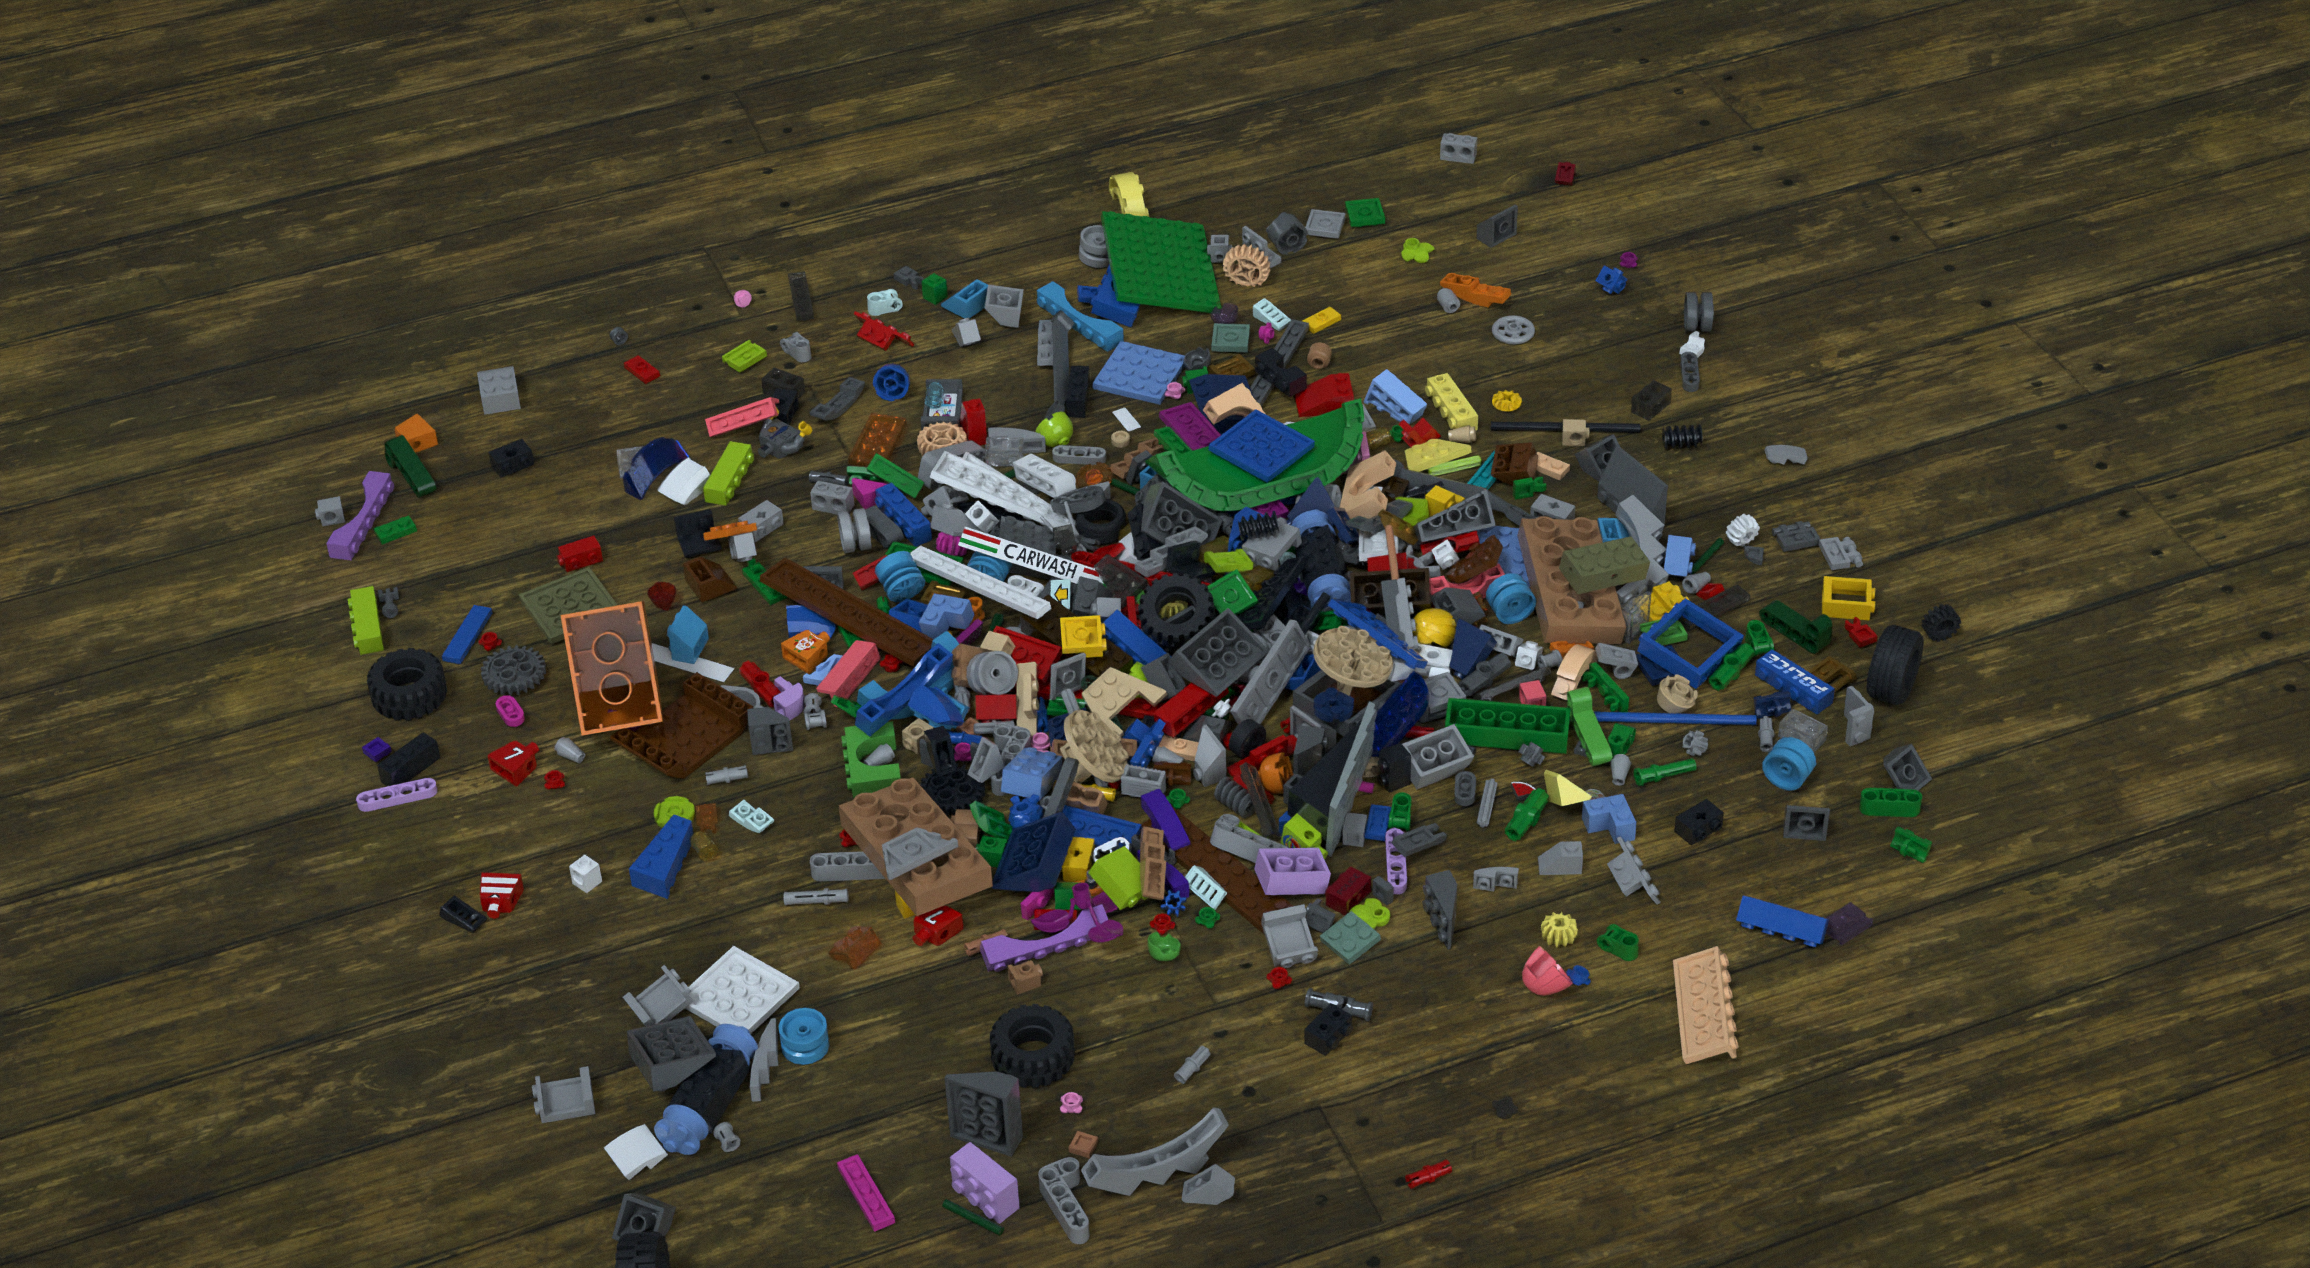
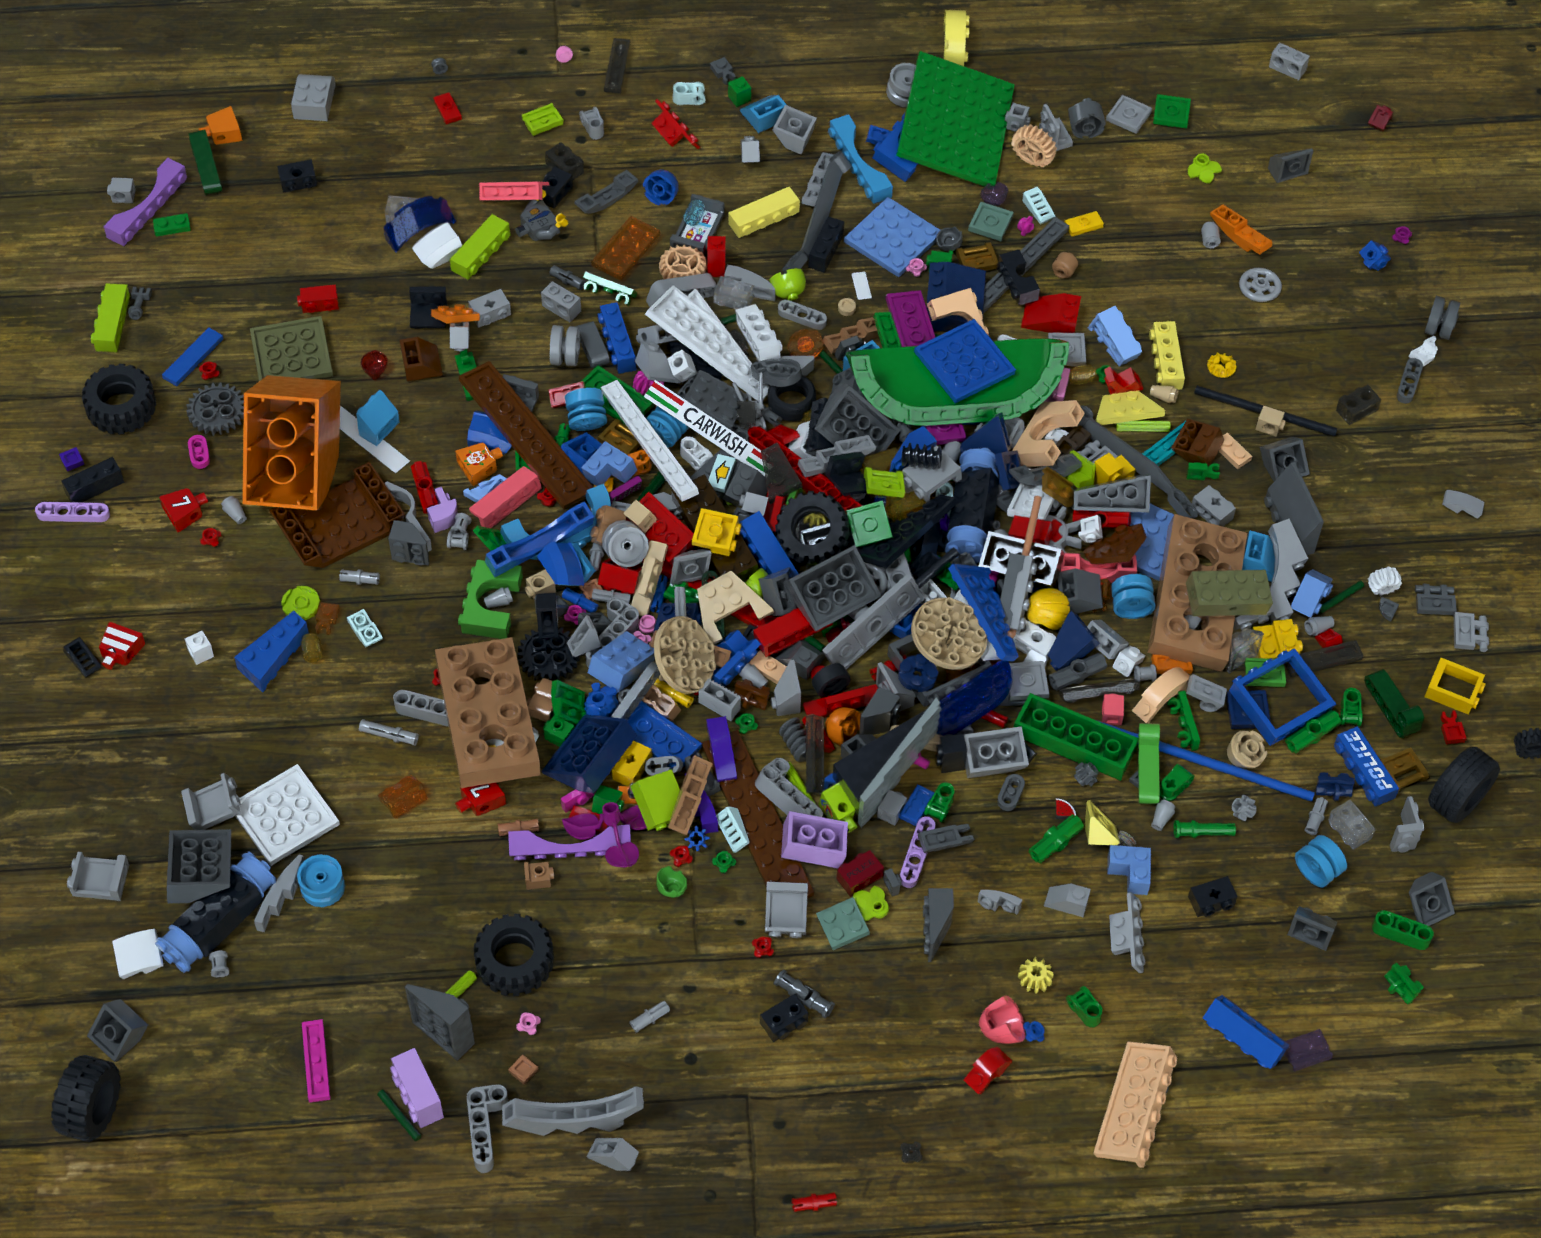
camera: 15 degrees right, 15 degrees up
(865, 491) = (593, 301): dark pink slope -> none
(892, 473) = (623, 295): green plate -> none
(914, 850) = (472, 728): light grey wing -> none
(1004, 378) = (764, 212): none -> light yellow brick
(1222, 708) = (817, 643): white plate -> none
(1319, 917) = (821, 894): dark grey bracket -> none
(1423, 490) = (1100, 450): black pin -> none
(1487, 803) = (1025, 813): light grey axle -> none
(1548, 1014) = (986, 1068): none -> red brick
(1681, 436) = (1370, 455): black piece -> none

